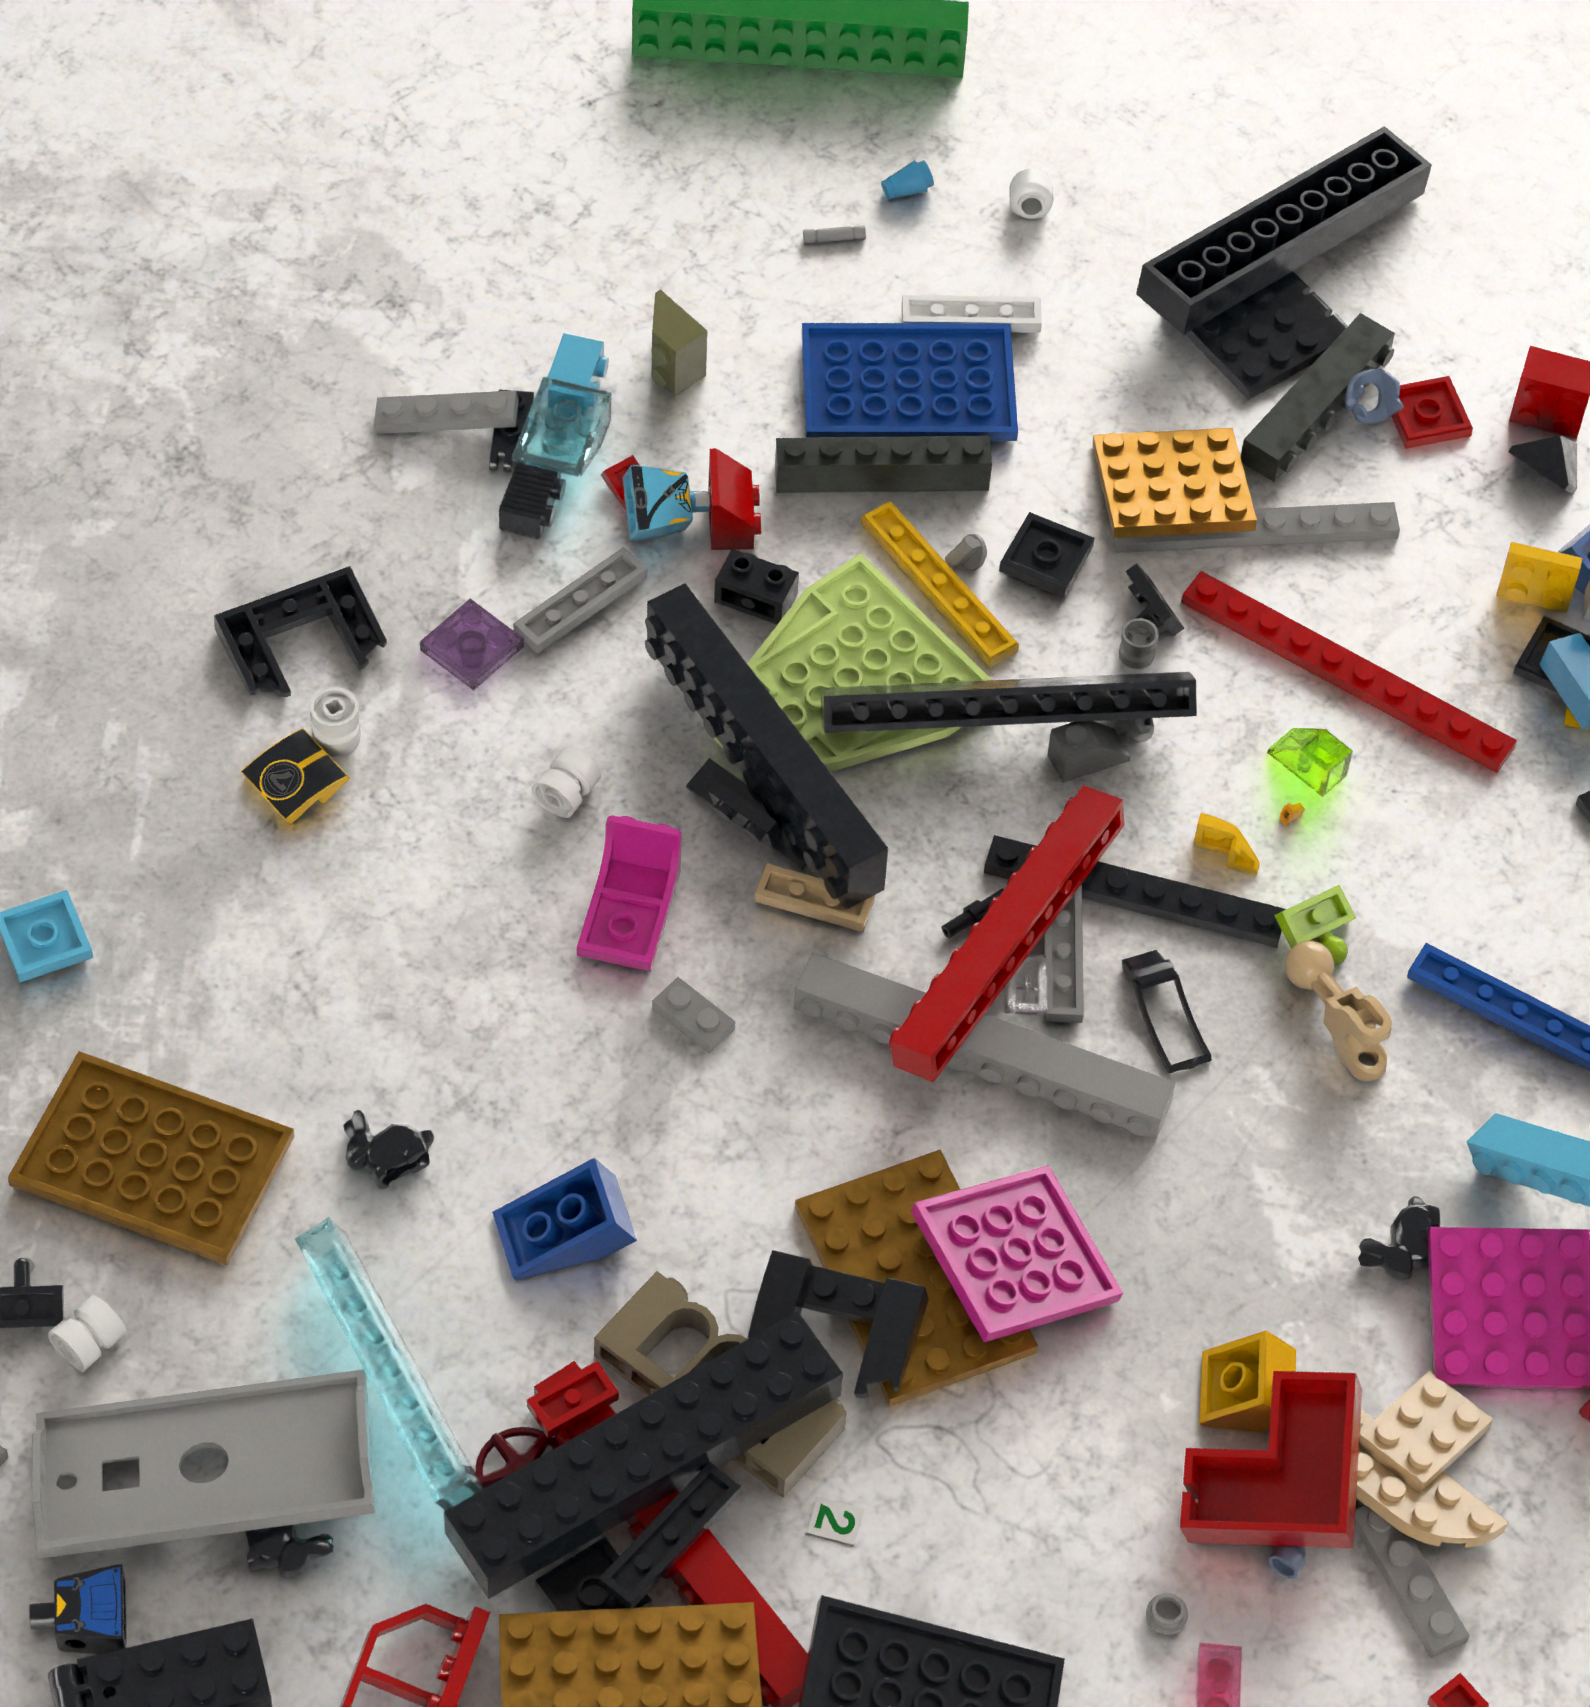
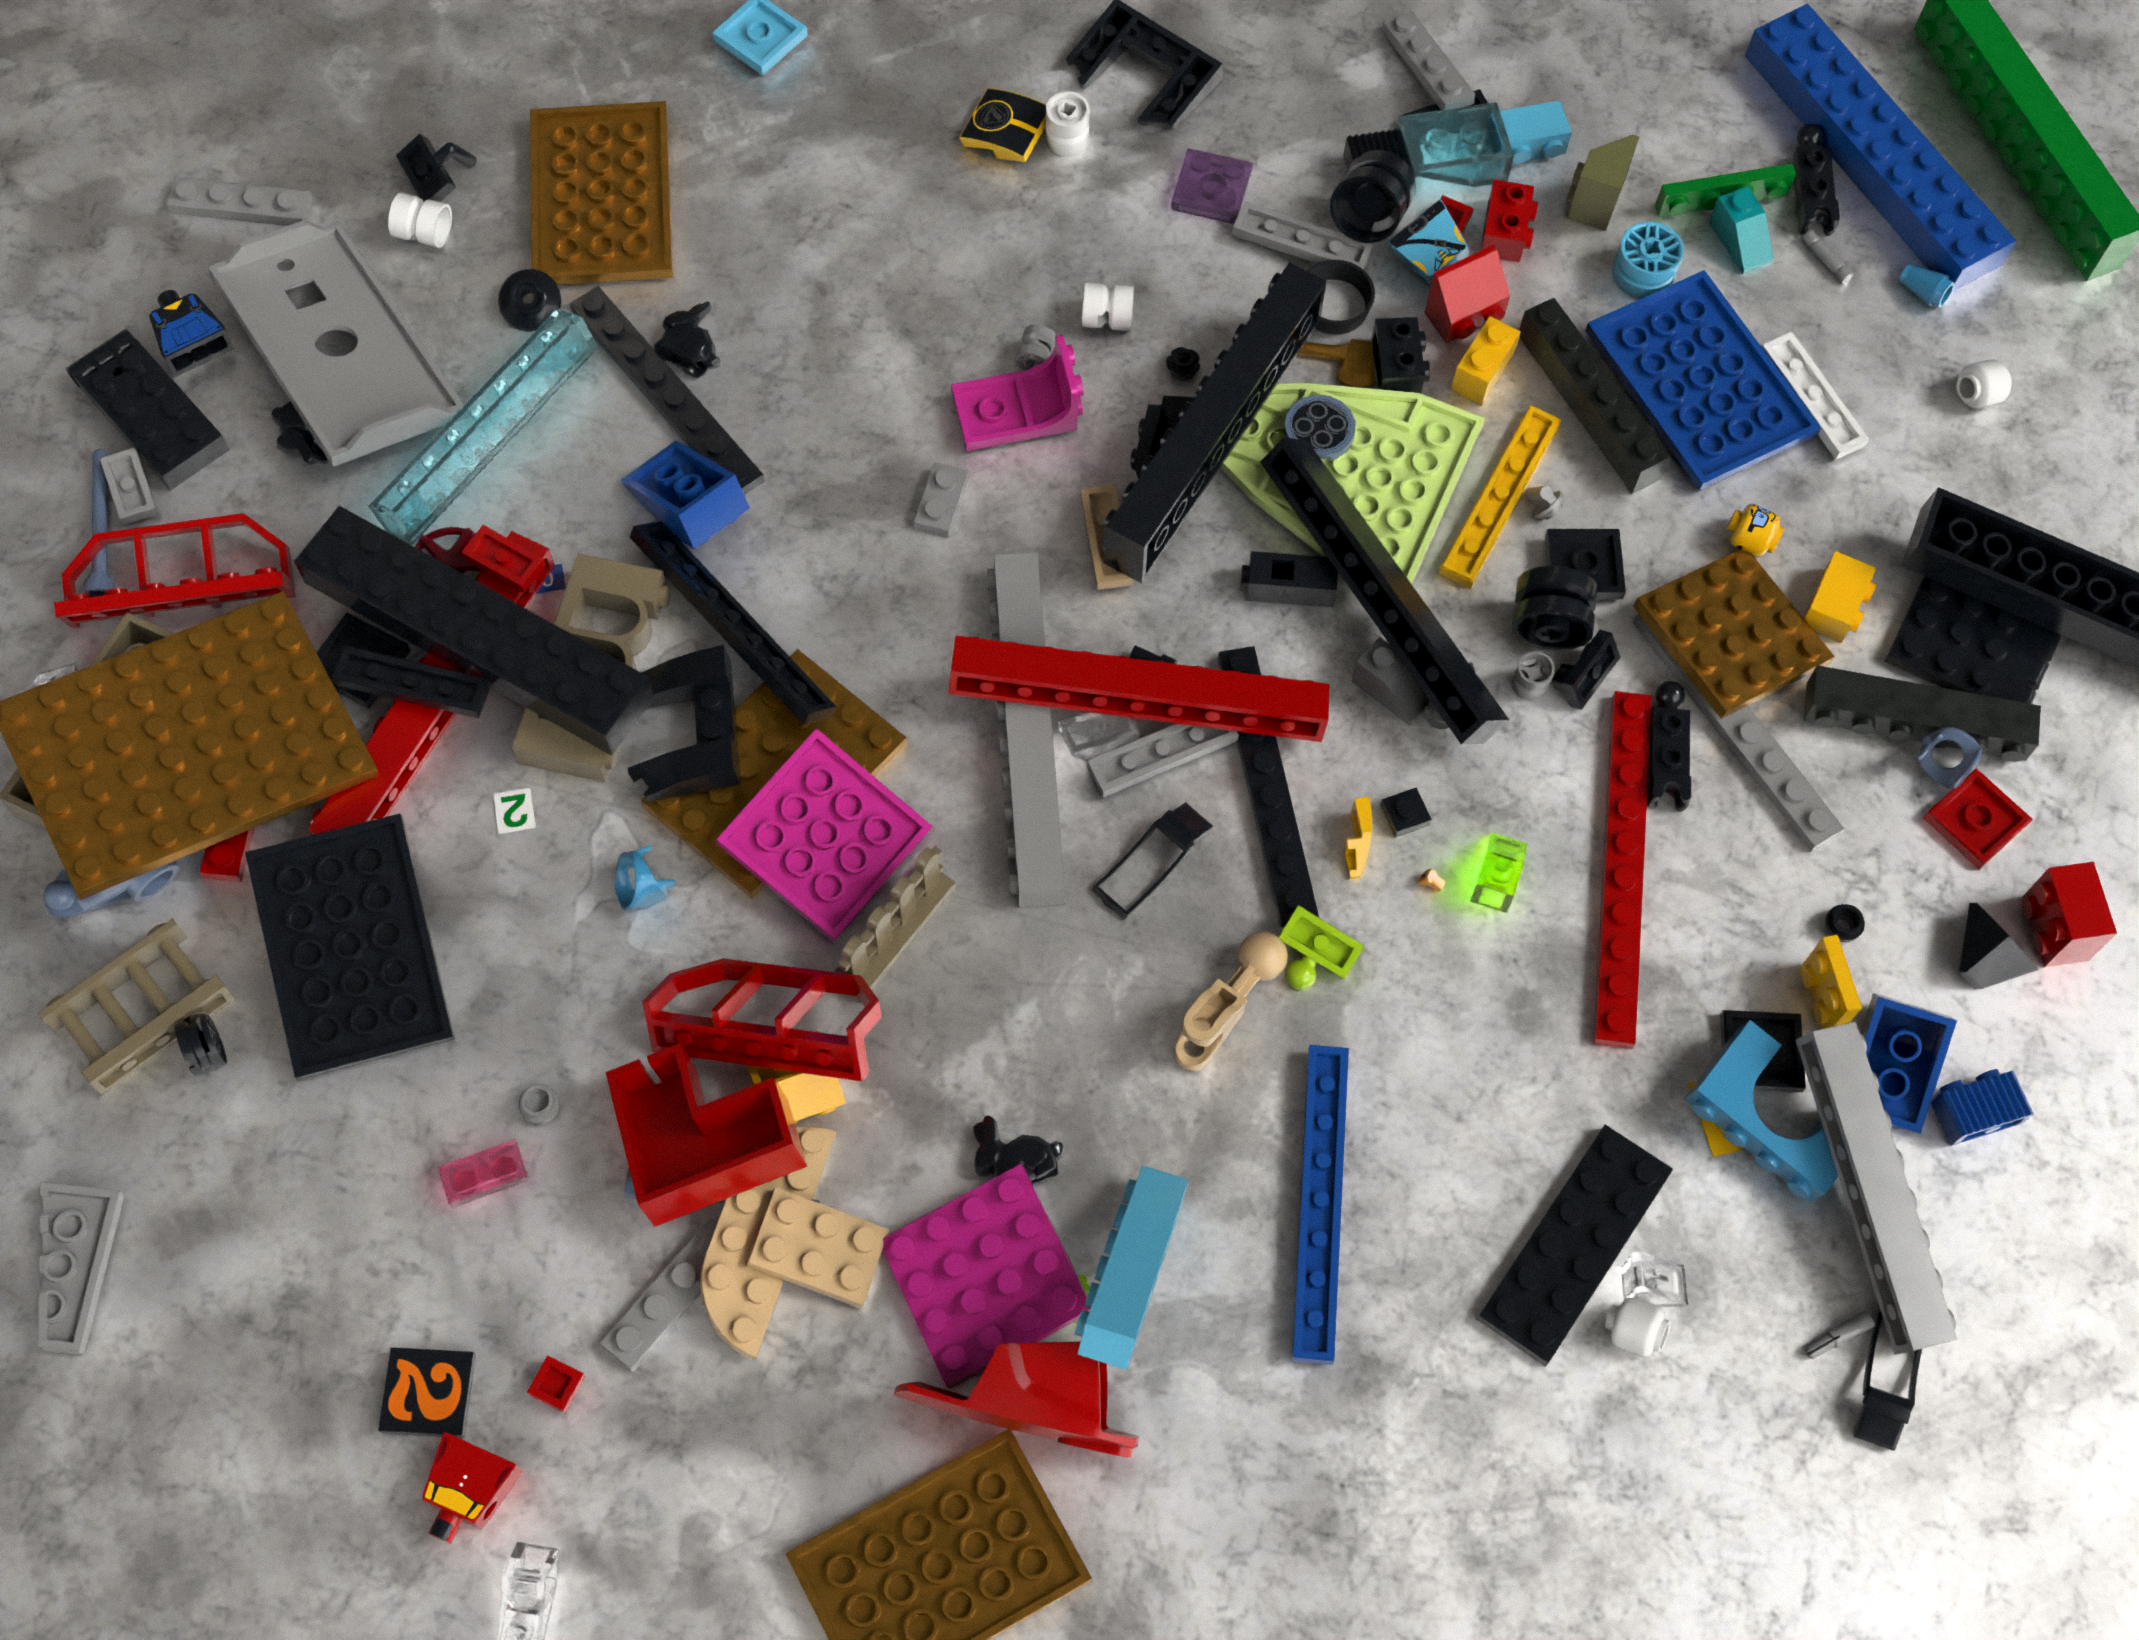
camera: 65 degrees right, 10 degrees up
(238, 1286) = (528, 316): none -> black piece
(419, 1197) = (663, 387): none -> black plate
(578, 863) = (1038, 344): none -> light grey wheel
(586, 517) = (1373, 196): none -> black wheel
(653, 577) = (1353, 275): none -> black tyre
(658, 436) = (1507, 219): none -> red brick
(662, 762) = (1180, 370): none -> black plate
(724, 275) = (1703, 193): none -> green plate
(741, 624) = (1356, 361): none -> pearl gold piece
(743, 1236) = (733, 623): none -> black plate
(747, 140) = (1879, 147): none -> blue brick
(756, 203) = (1815, 181): none -> black plate
(767, 357) = (1647, 259): none -> medium azure wheel
(775, 276) = (1743, 229): none -> teal slope
(799, 673) = (1323, 423): none -> tile
(801, 524) = (1485, 360): none -> yellow brick
(942, 774) = (1290, 579): none -> black brick
(990, 1451) = (647, 889): none -> dark azure piece
(1085, 418) = (1755, 530): none -> yellow head
(1091, 591) = (1554, 608): none -> black wheel
(1134, 1238) = (899, 922): none -> dark tan fence
(1179, 394) = (1839, 597): none -> yellow brick
(1215, 1387) = (763, 1044): none -> red plate
(1217, 799) = (1405, 812): none -> black plate
(1259, 581) = (1669, 748): none -> black plate
(1477, 538) = (1849, 914): none -> black plate

